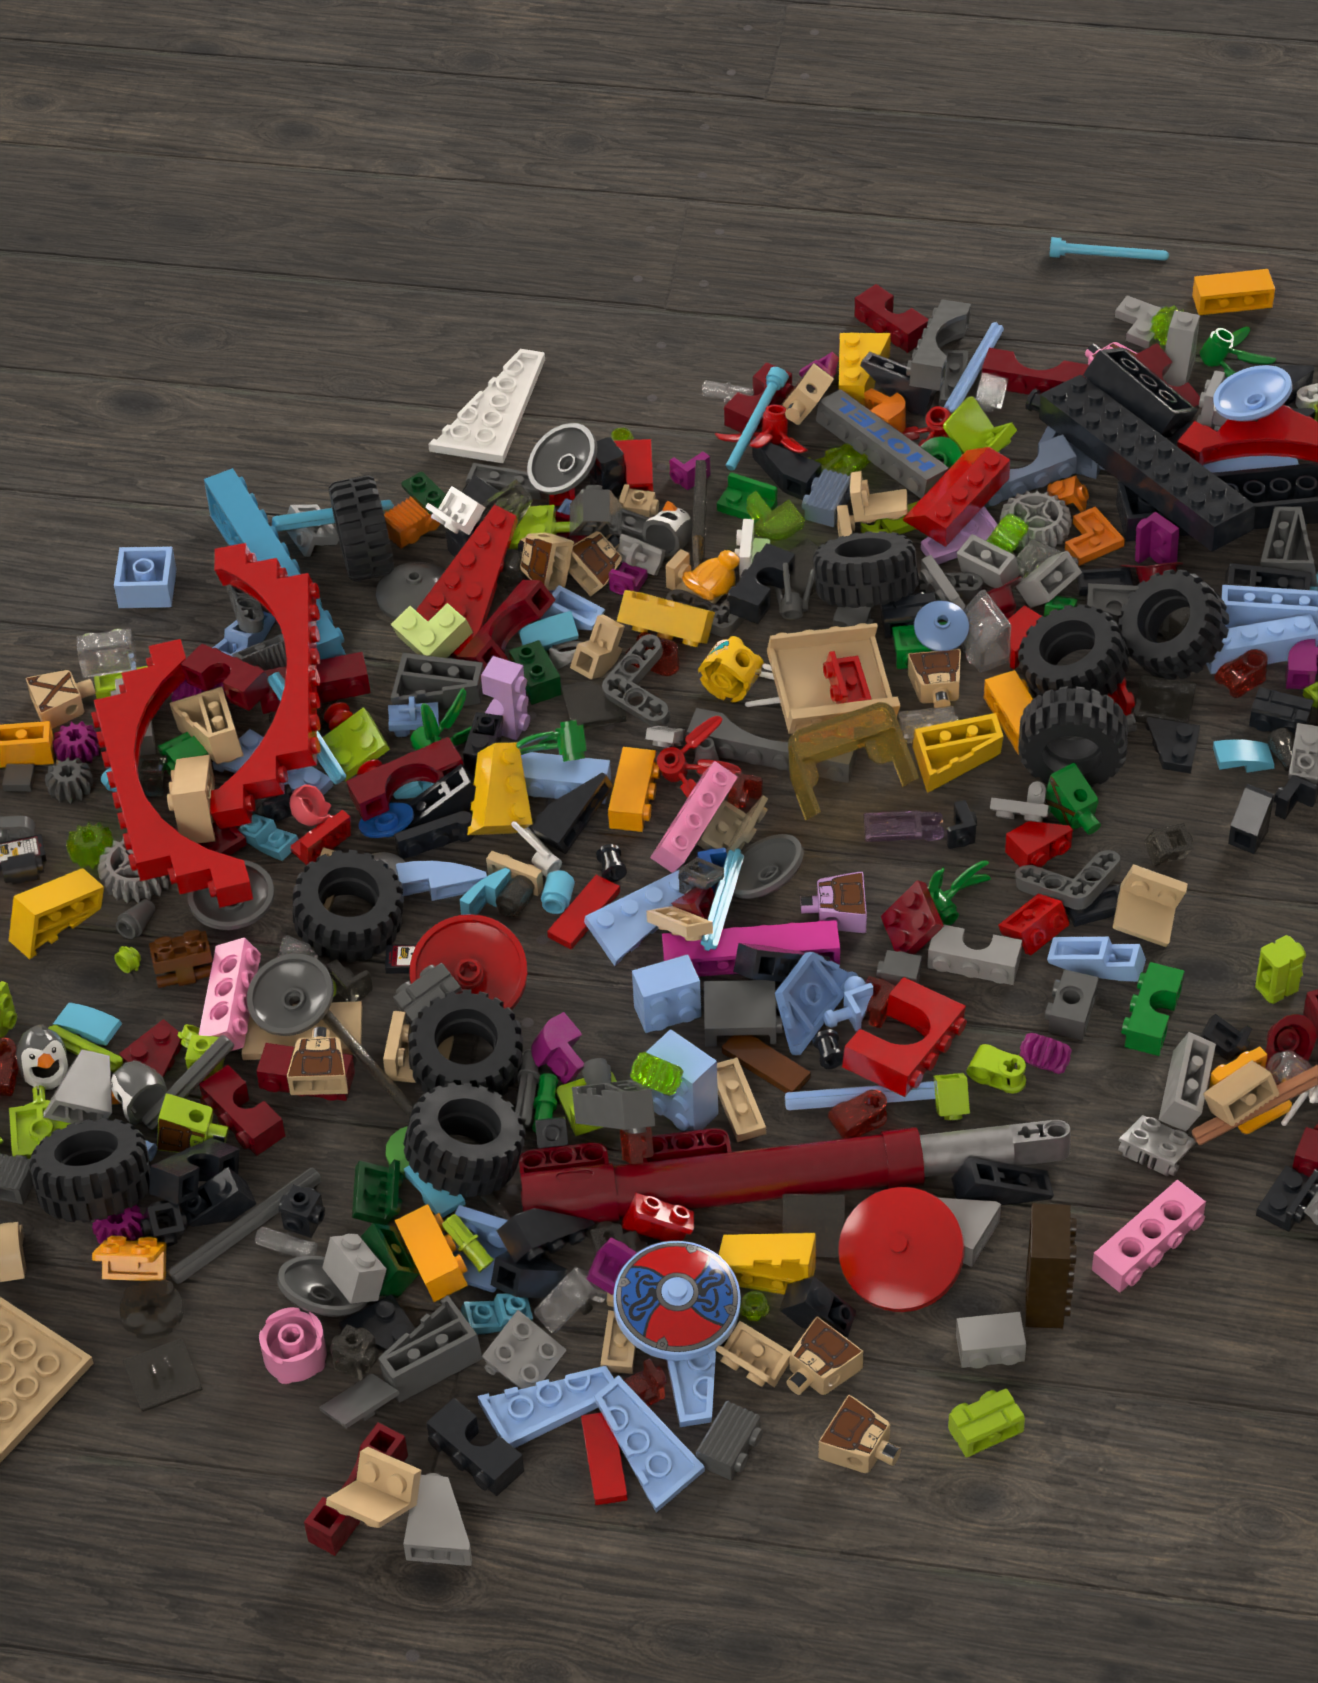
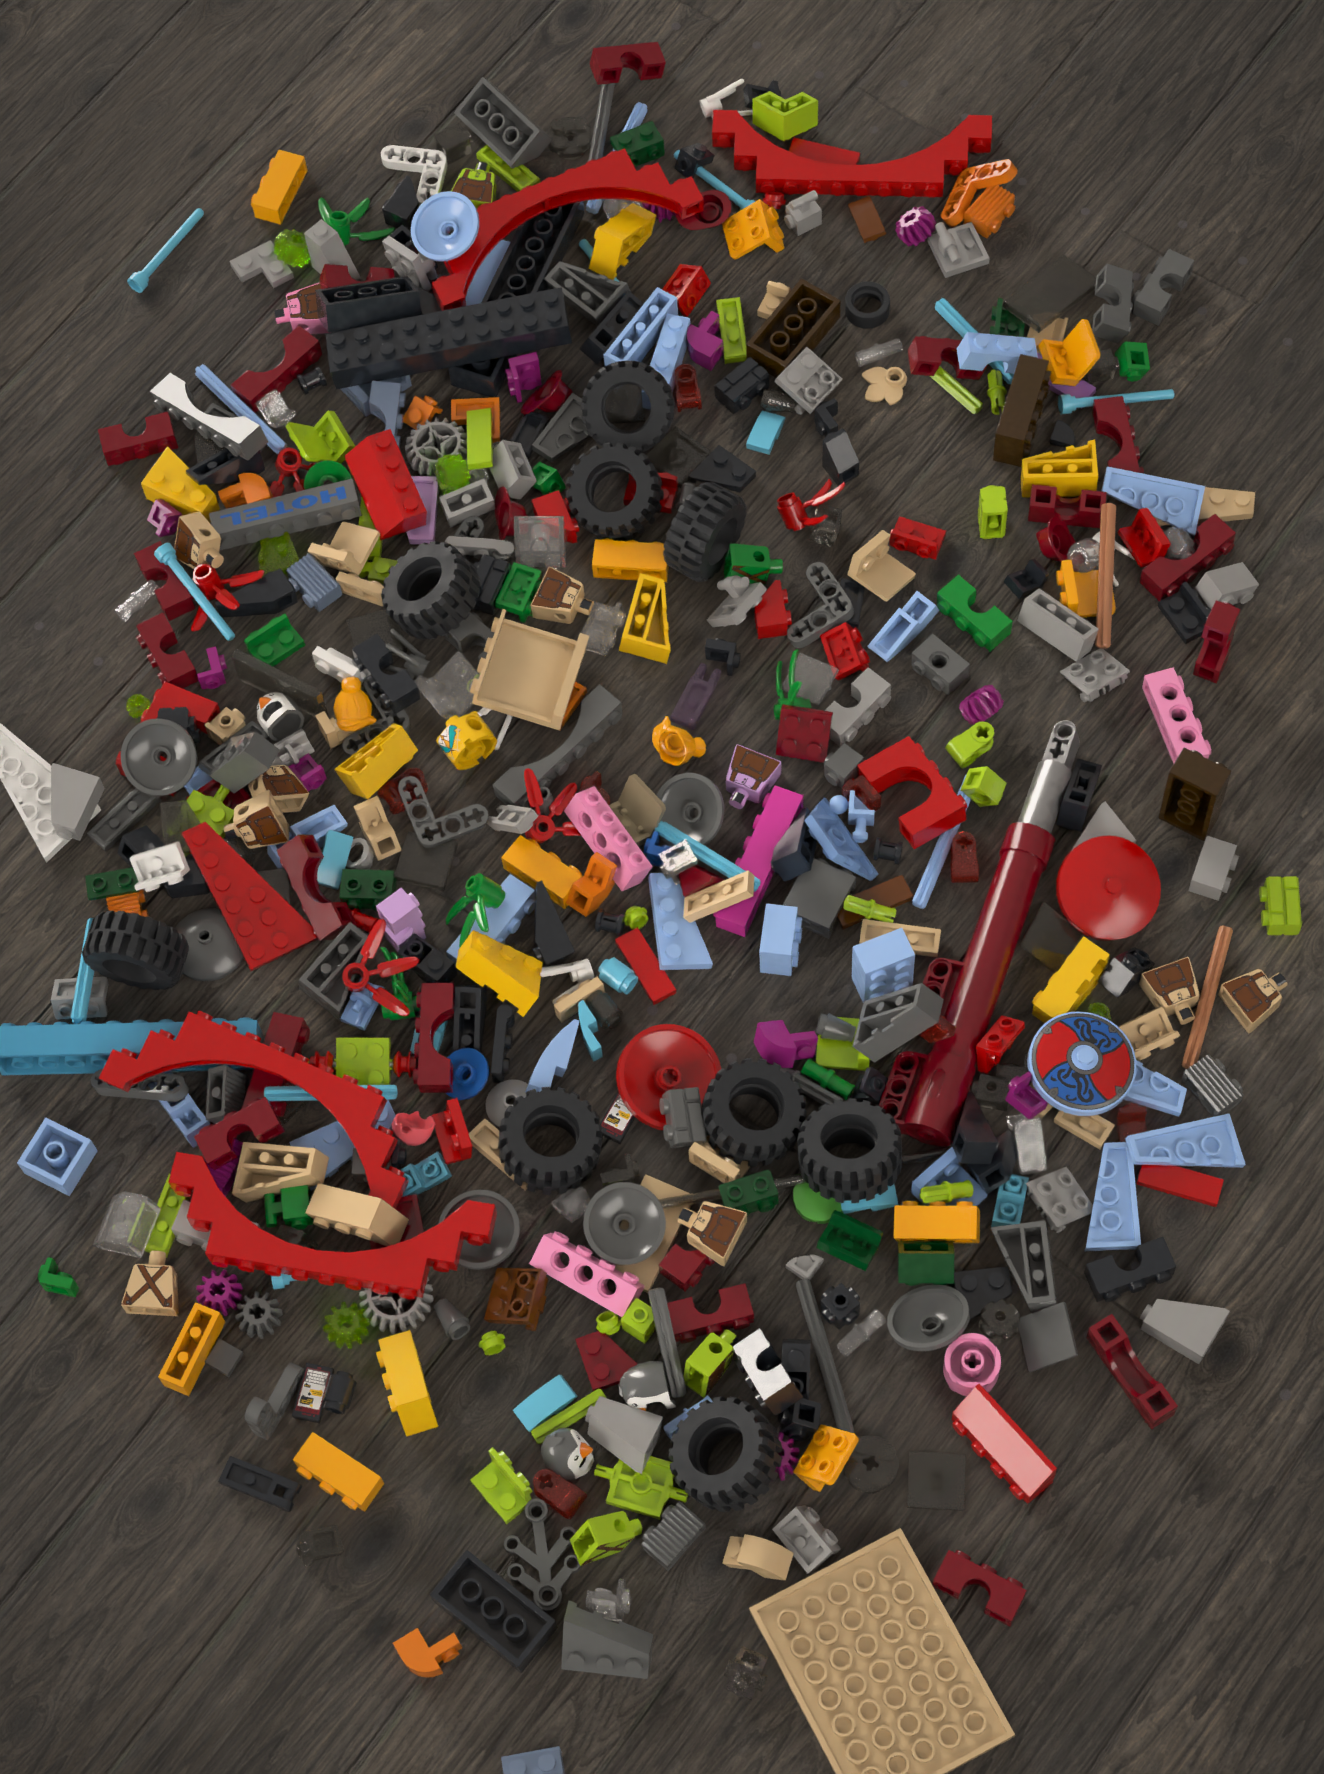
camera: 60 degrees left, 15 degrees up
(32, 626) = (60, 1283): none -> green bracket
(49, 1286) = (806, 1537): none -> light grey bracket
(60, 1475) = (959, 1572): none -> dark red arch
(220, 1408) = (1003, 1445): none -> slope
(334, 1171) = (805, 1265): none -> light grey tile
(354, 1268) = (930, 1287): light grey brick -> none
(378, 1087) = (750, 1193): none -> dark green bracket
(381, 1491) = (1157, 1354): tan bracket -> none
(428, 690) = (384, 970): none -> red plant
(434, 637) = (292, 951): yellowish green brick -> none
(489, 432) = (73, 800): none -> light grey slope
(629, 880) = (636, 917): none -> lime plate
(638, 833) = (594, 886): none -> orange brick
(656, 1073) = (900, 974): clear neon green gear -> none
(695, 419) = (157, 637): none -> dark red arch
(749, 1056) = (869, 909): none -> lime axle
(770, 623) = (450, 687): none -> clear bracket
(774, 524) = (320, 630): clear neon green brick -> none
(835, 1397) = (1207, 996): none -> nougat axle
(836, 832) = (676, 744): none -> light orange hair
(846, 679) = (543, 661): red bracket -> none
(866, 727) = (615, 664): clear yellow windscreen -> none
(938, 636) = (521, 576): medium blue dish -> none
(983, 906) = (815, 678): none -> clear piece
(1061, 539) = (479, 439): none -> lime tile
(1163, 811) = (794, 513): none -> red plant
(1211, 928) = (917, 538): none -> red bracket
(1241, 1093) = (1098, 594): tan brick -> none
(1256, 1194) = (1218, 637): none -> dark red arch

